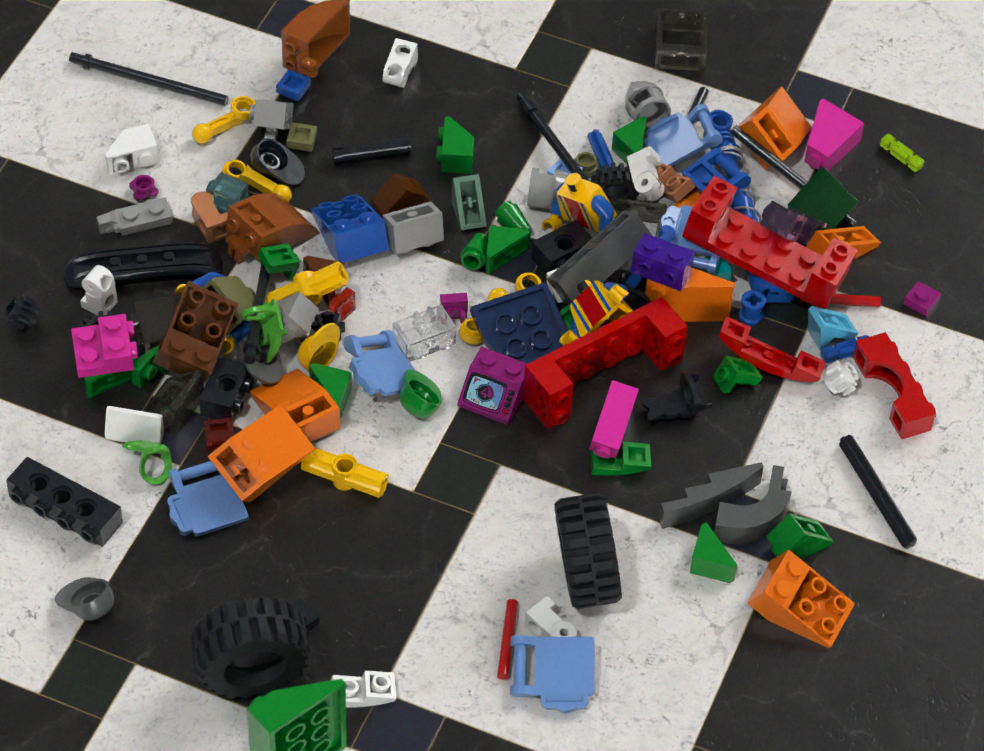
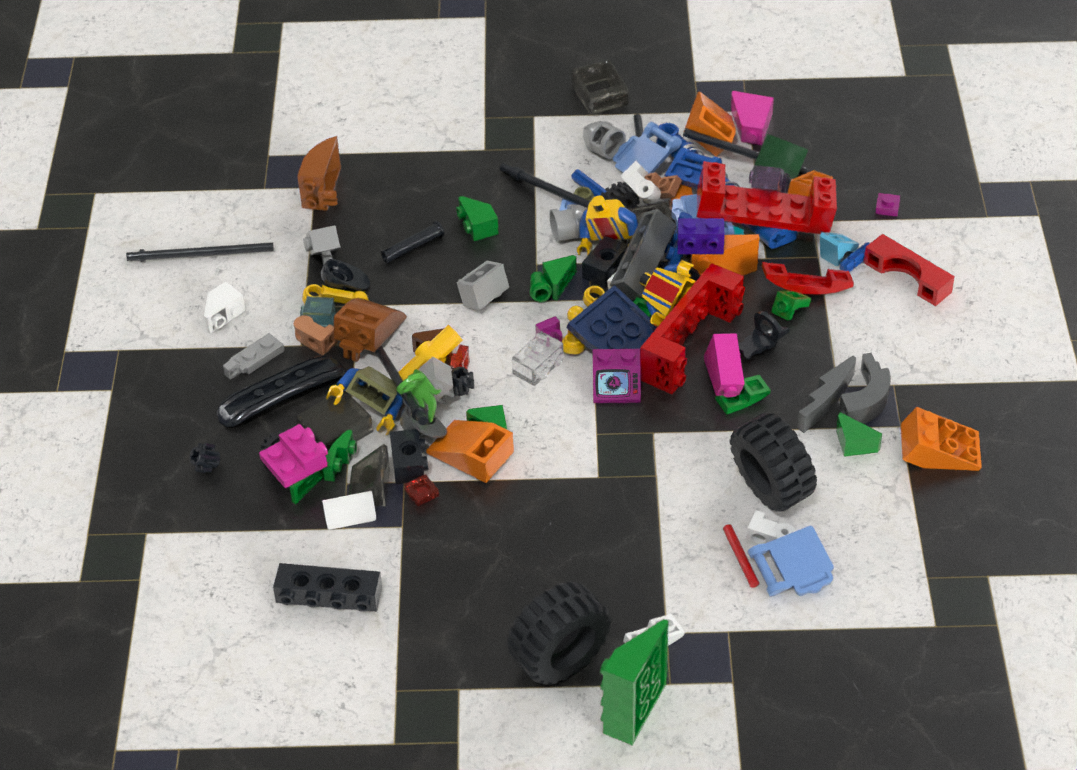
camera: 20 degrees left, 5 degrees down
(87, 598) = (393, 652): dark grey cap -> none
(99, 288) = (261, 418): white leg -> none
(143, 187) = (246, 331): magenta plate -> none
(146, 449) = (375, 521): bright green piece -> none
(195, 331) = (364, 417): reddish brown slope -> none
(203, 132) = (271, 274): yellow piece -> none
(204, 504) = (442, 547): medium blue piece -> none
(261, 453) = (472, 488): orange slope -> none
(279, 259) = (393, 344): green bracket -> none
(293, 85) = (321, 217): blue plate -> none
(301, 137) = (352, 251): olive plate -> none
(320, 347) = (464, 396): yellow cap -> none
(346, 472) = (539, 480): yellow piece -> none
(351, 228) = (433, 303): blue slope -> none
(377, 369) = (521, 393): medium blue piece -> none
(399, 194) = (452, 268): reddish brown slope -> none
(400, 63) = (396, 174): white leg -> none
(419, 394) = (563, 405): green cap -> none
(468, 202) = (512, 253): sand green slope -> none
(511, 216) = (551, 251): green cone -> none
(629, 139) = (608, 169): green slope -> none
(752, 304) = (772, 251): blue bush -> none
(798, 535) = (908, 397): green slope -> none
(841, 378) = (869, 277): white gear -> none
(856, 300) = (837, 224): red bar -> none
(878, 491) = (944, 347): black axle -> none
(902, 152) = (808, 111): lime axle -> none

